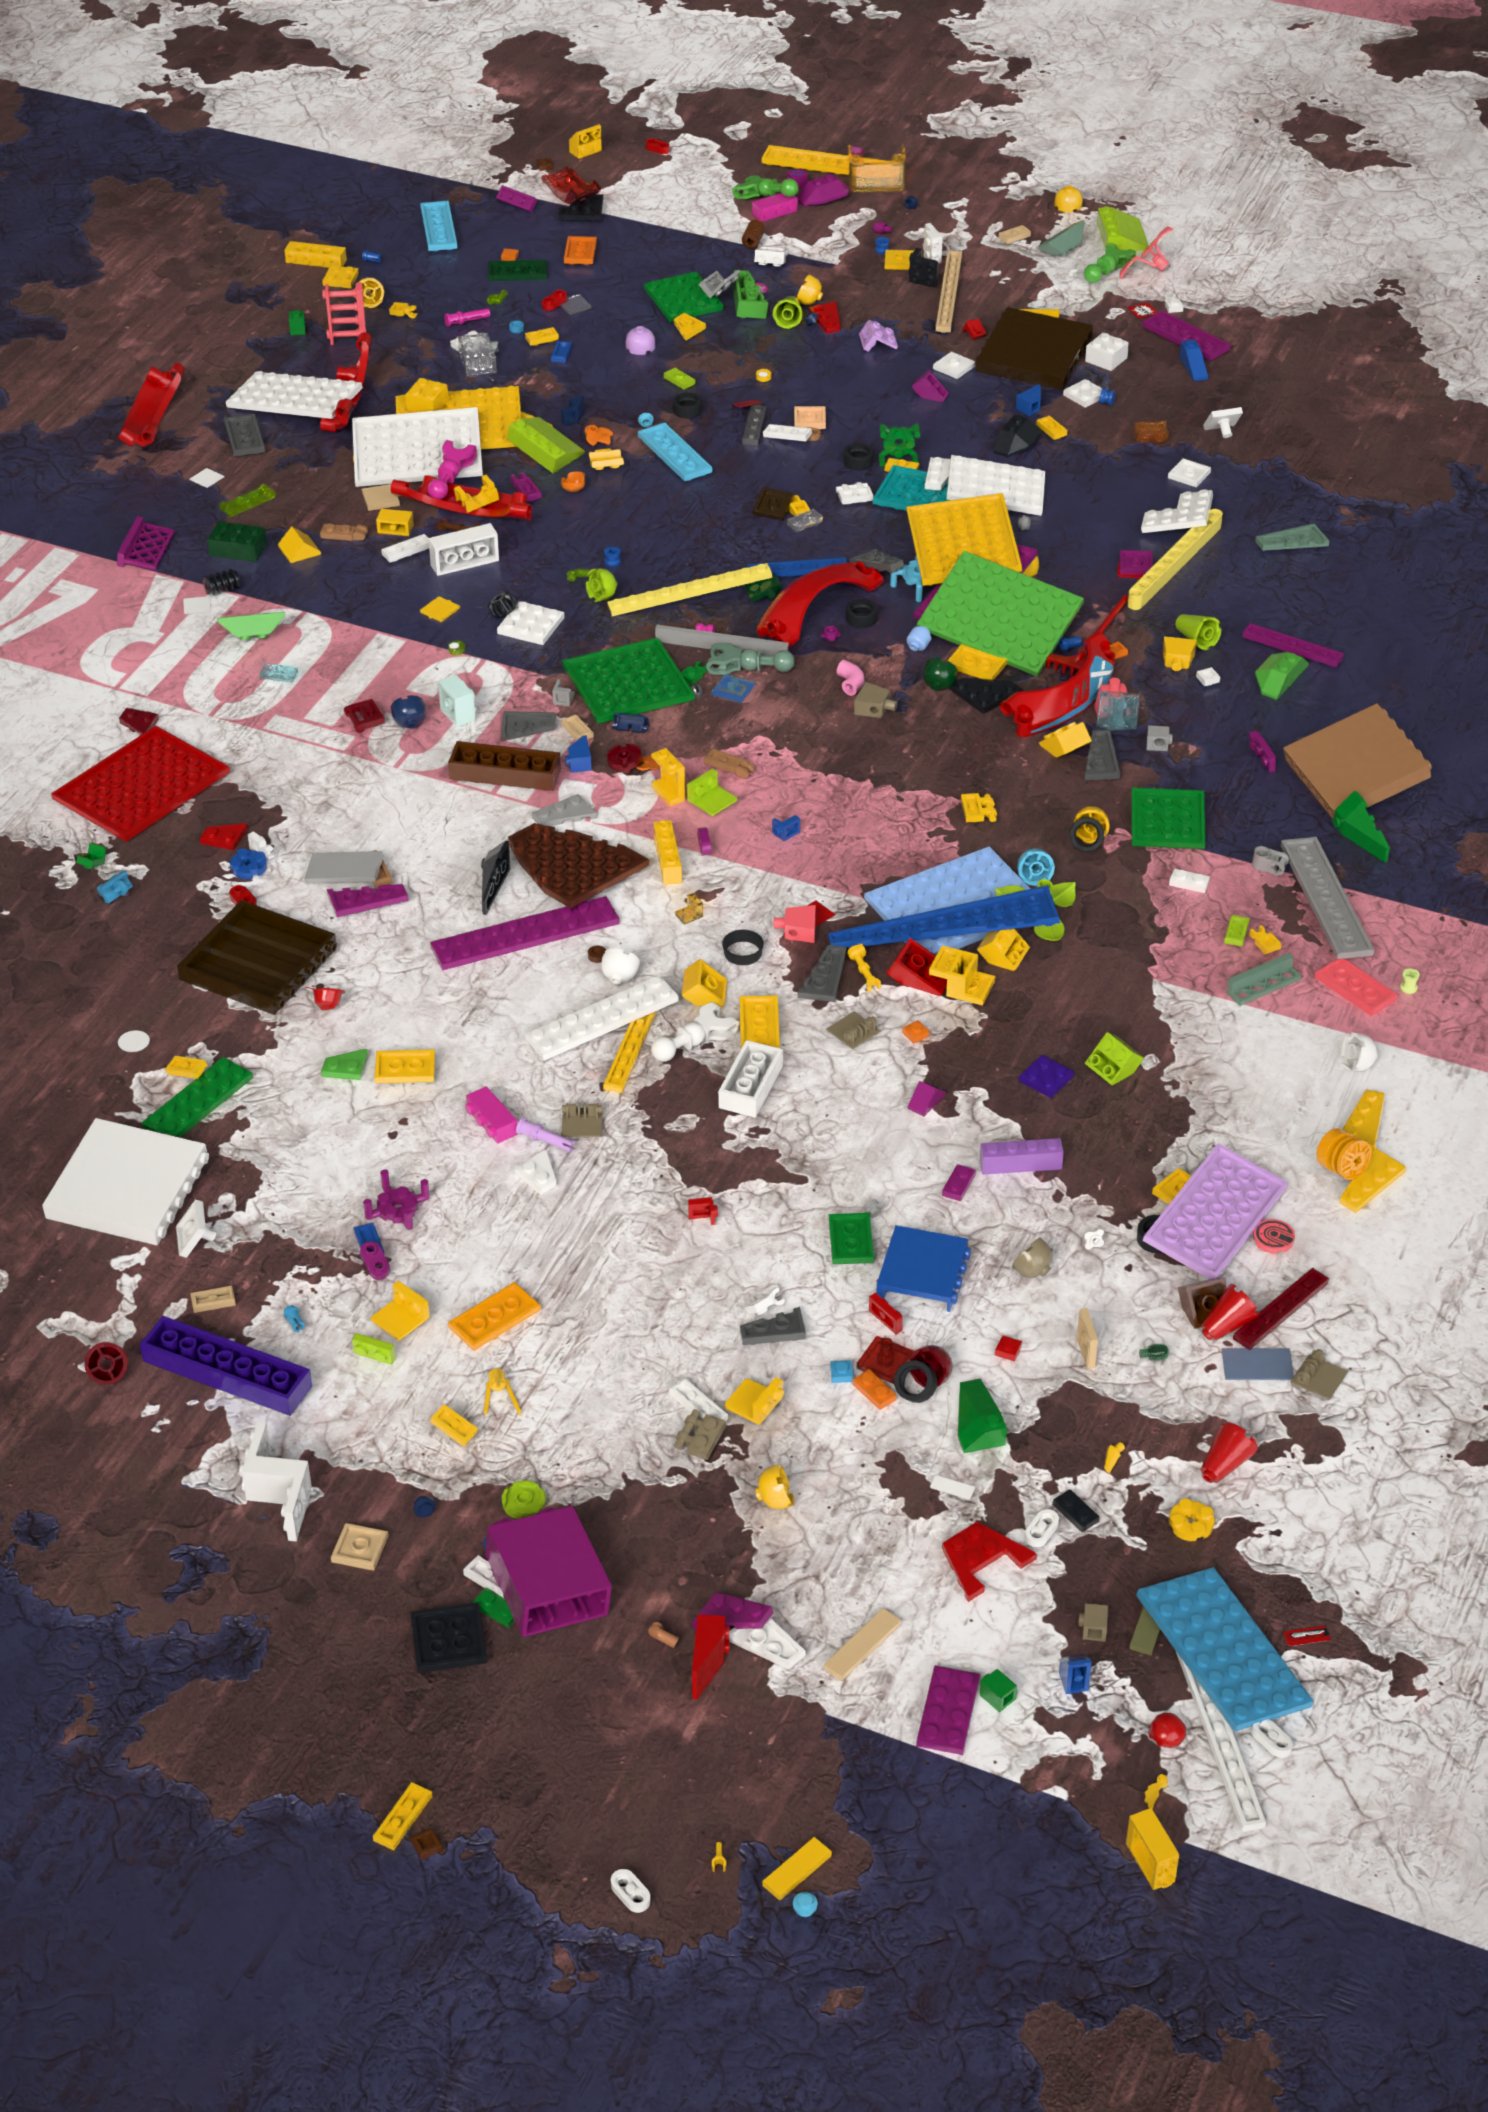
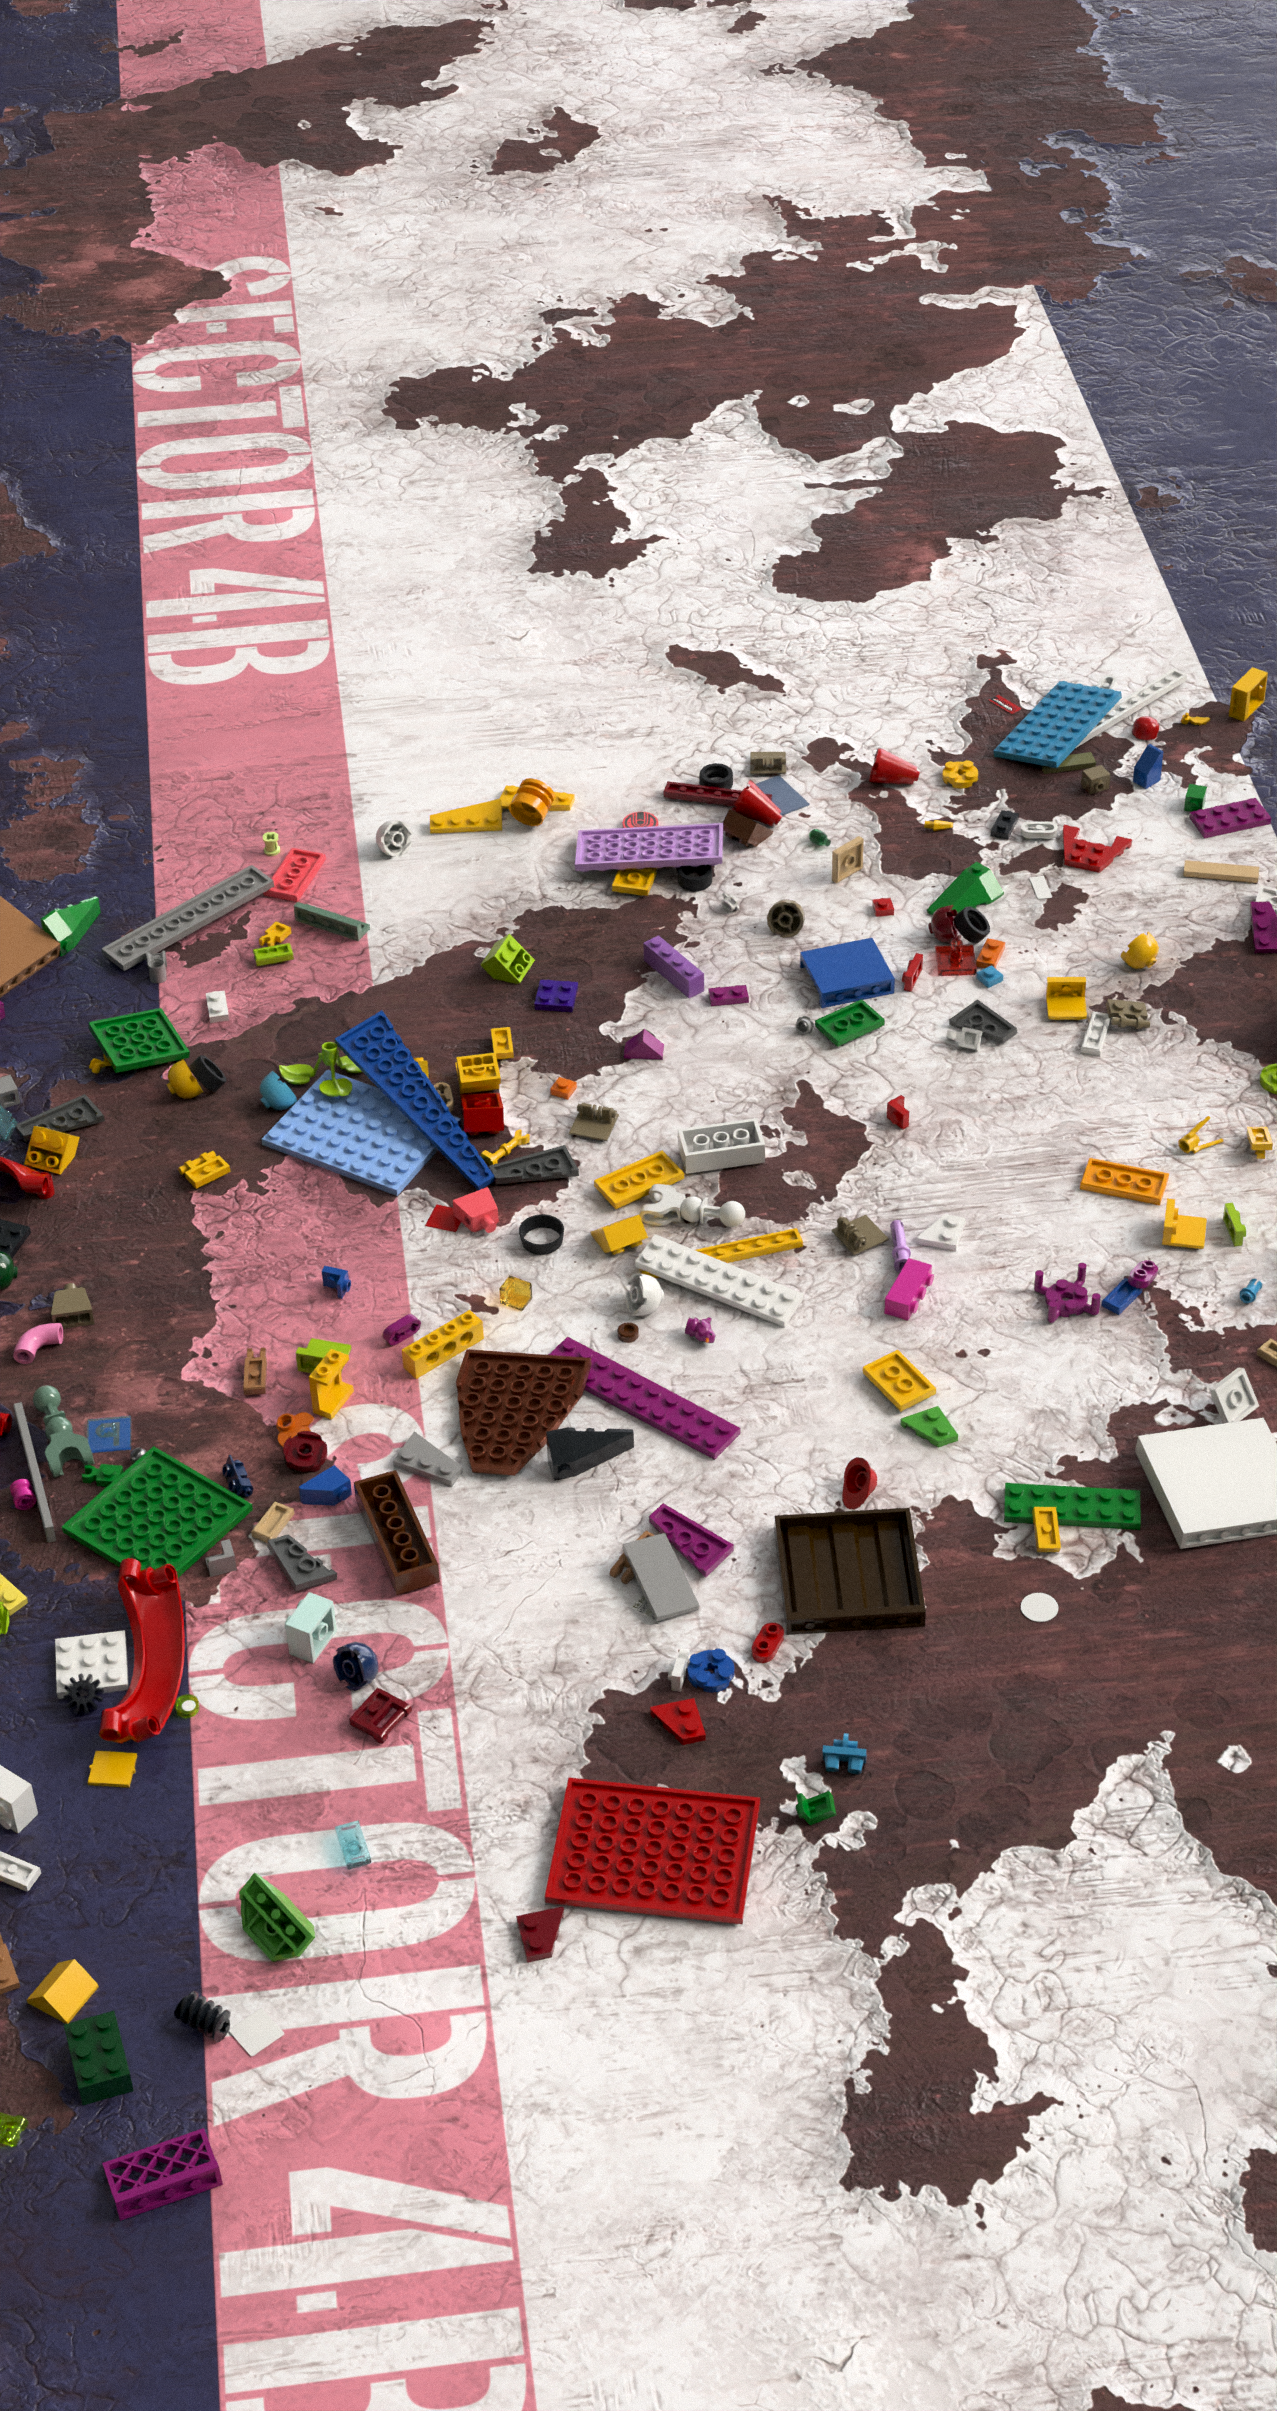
camera: 120 degrees left, 0 degrees up
(468, 625) = (159, 1646): none -> red panel
(558, 986) = (700, 1329): none -> magenta animal
(1002, 1015) = (502, 1042): none -> yellow plate
(1309, 1331) = (716, 770): none -> black tyre

